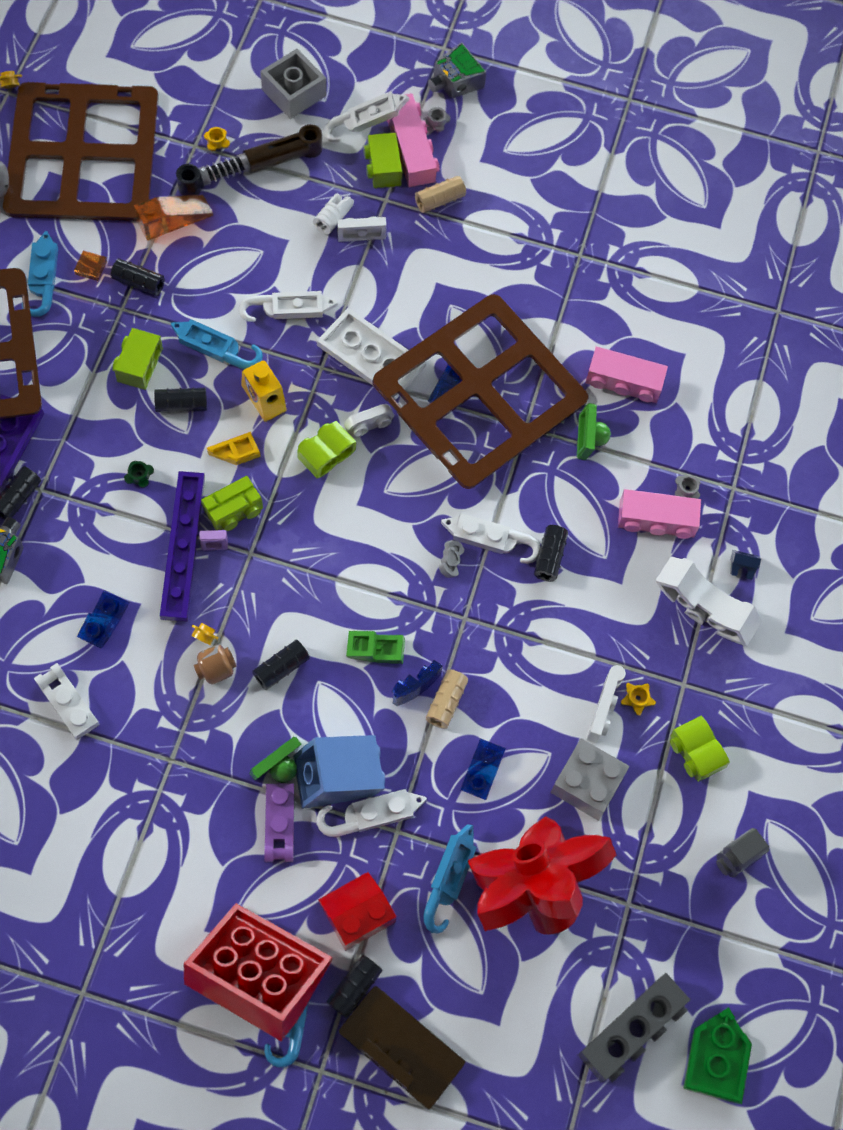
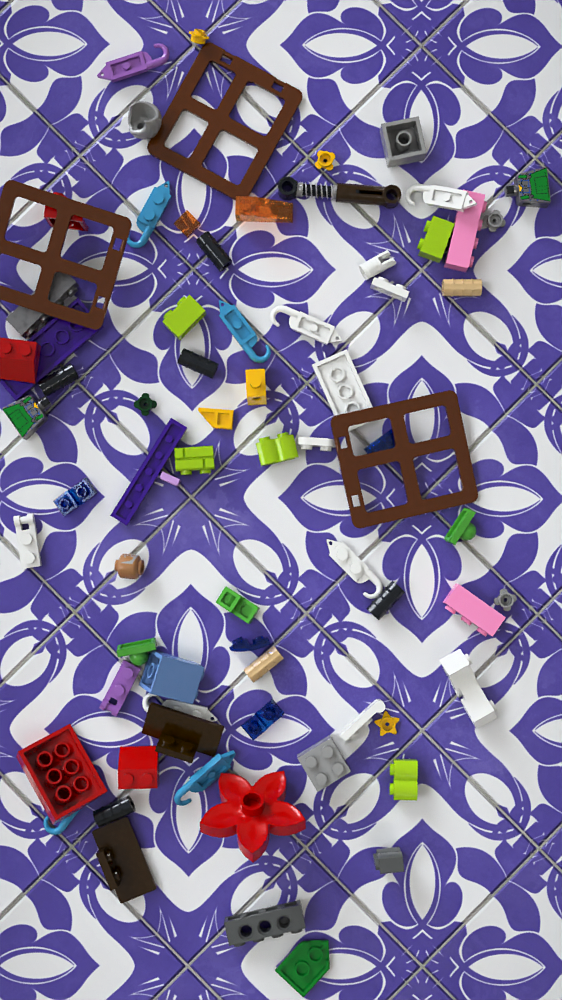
camera: 30 degrees right, 20 degrees up
(204, 633) = (133, 541): yellow plate -> none
(281, 664) = (171, 587): black axle -> none
(389, 832) = (181, 733): none -> dark brown bracket
(451, 558) = (318, 570): light grey piece -> none
(626, 375) = (511, 497): bright pink brick -> none
(742, 559) = (511, 671): dark blue tile -> none

